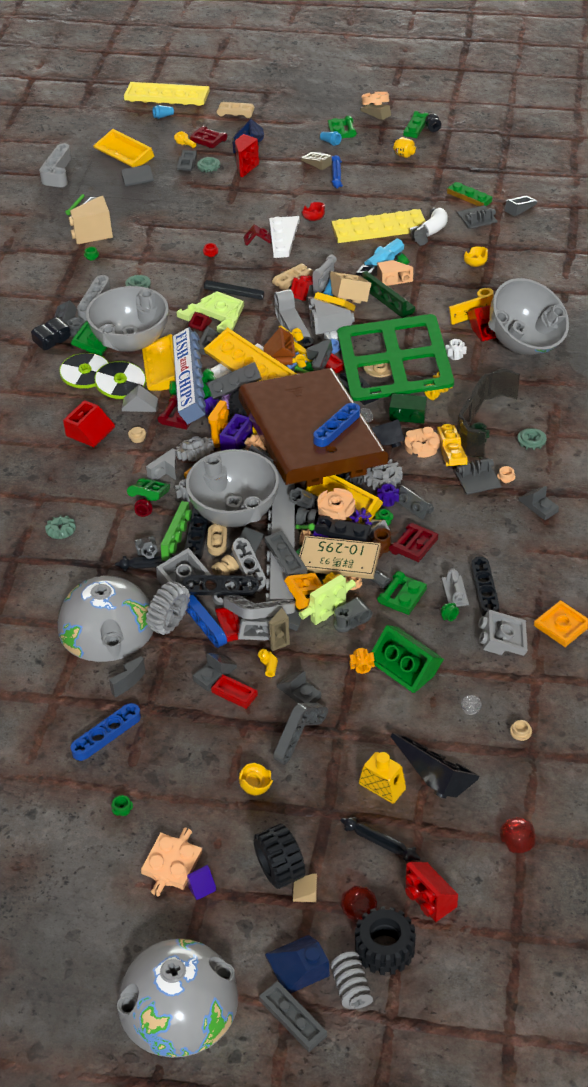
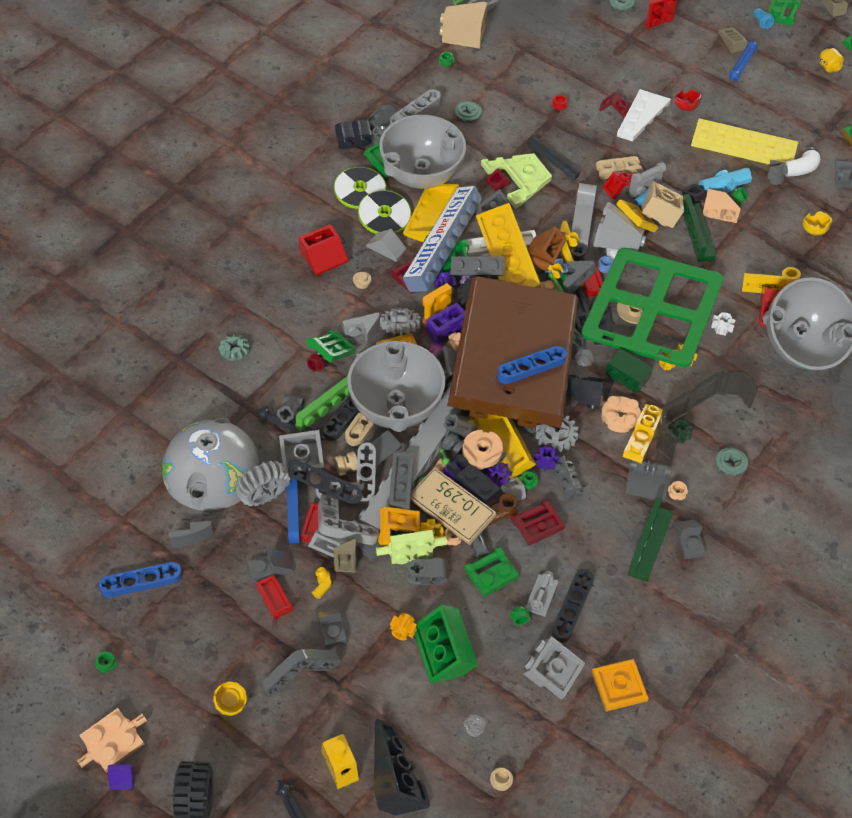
camera: 25 degrees right, 10 degrees up
(511, 517) = (650, 542): none -> dark green fence

